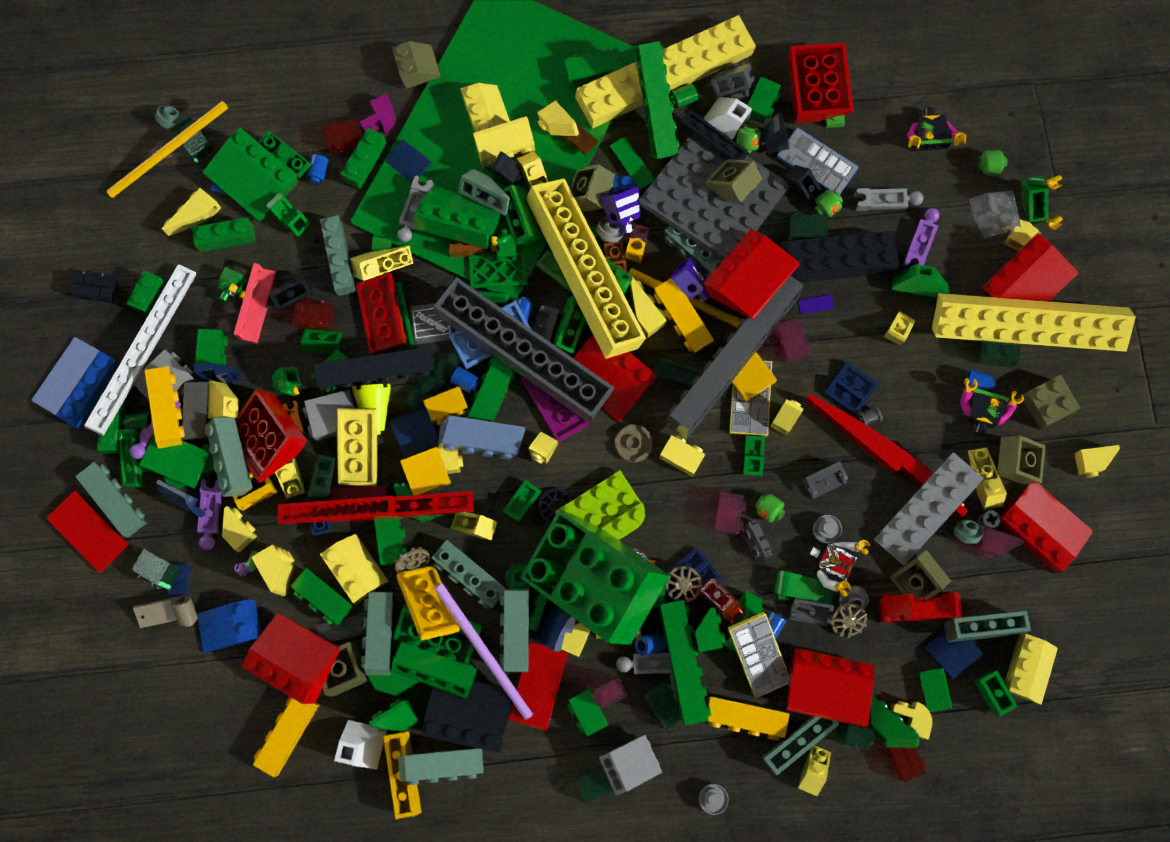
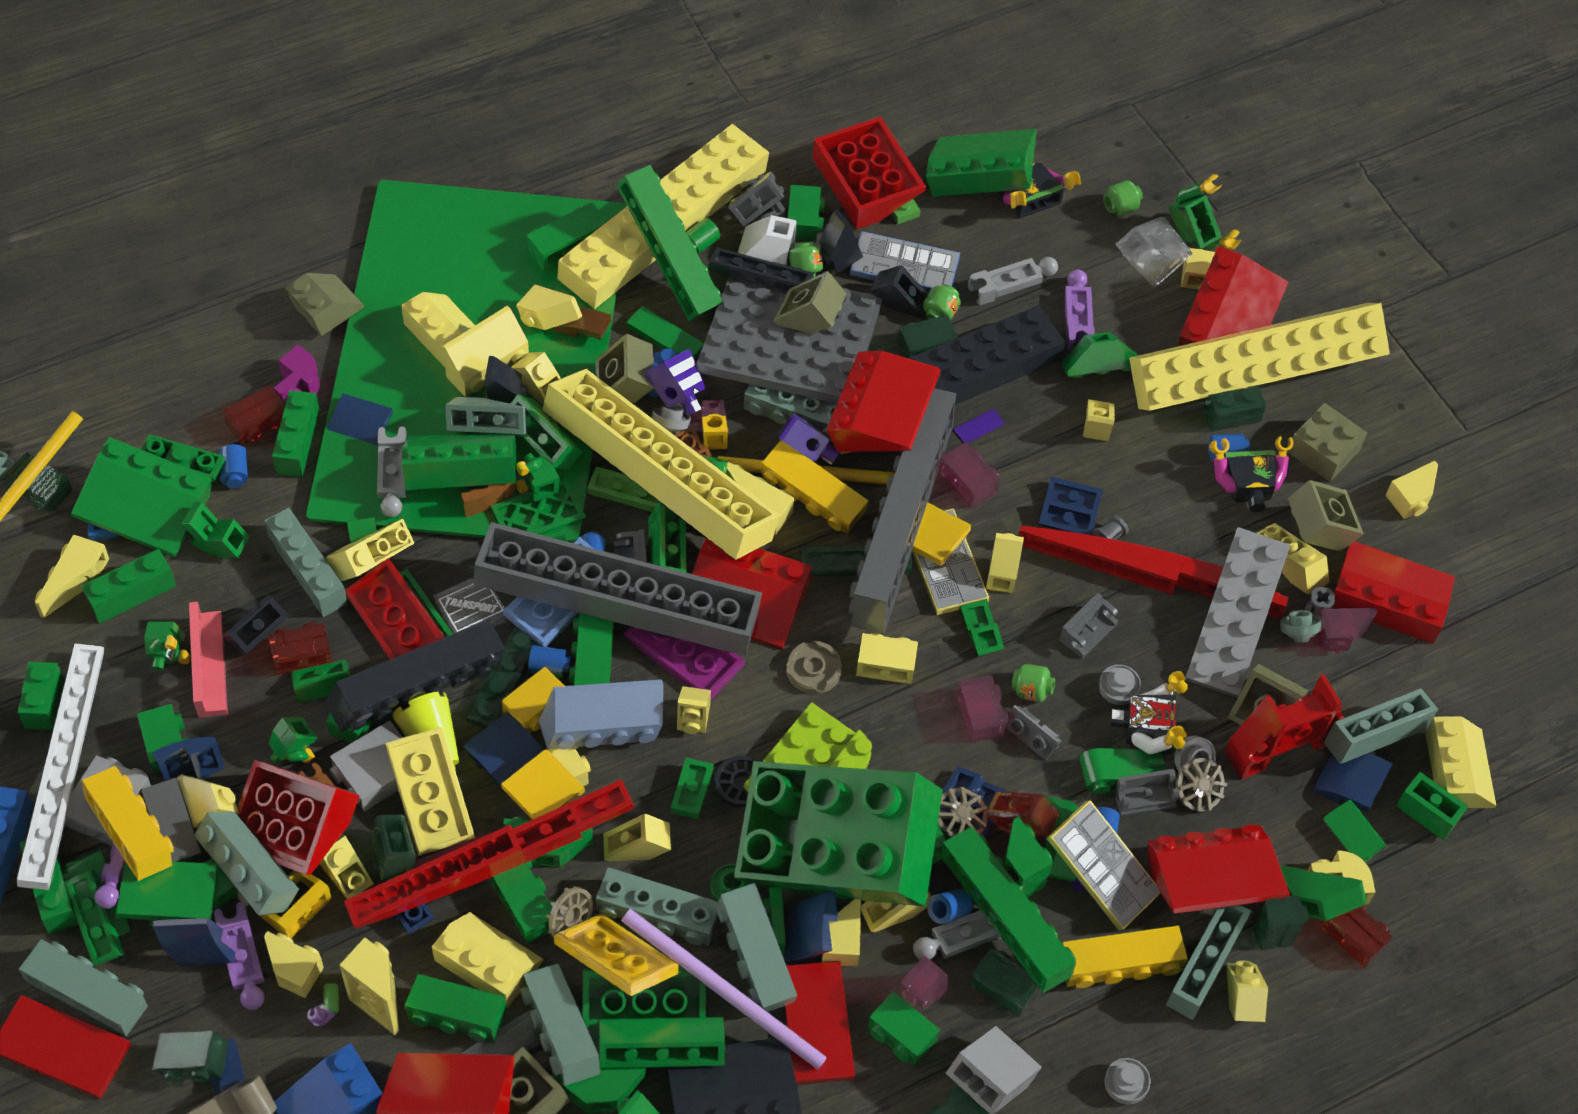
camera: 25 degrees left, 20 degrees down
(903, 101) = (981, 163): none -> green slope

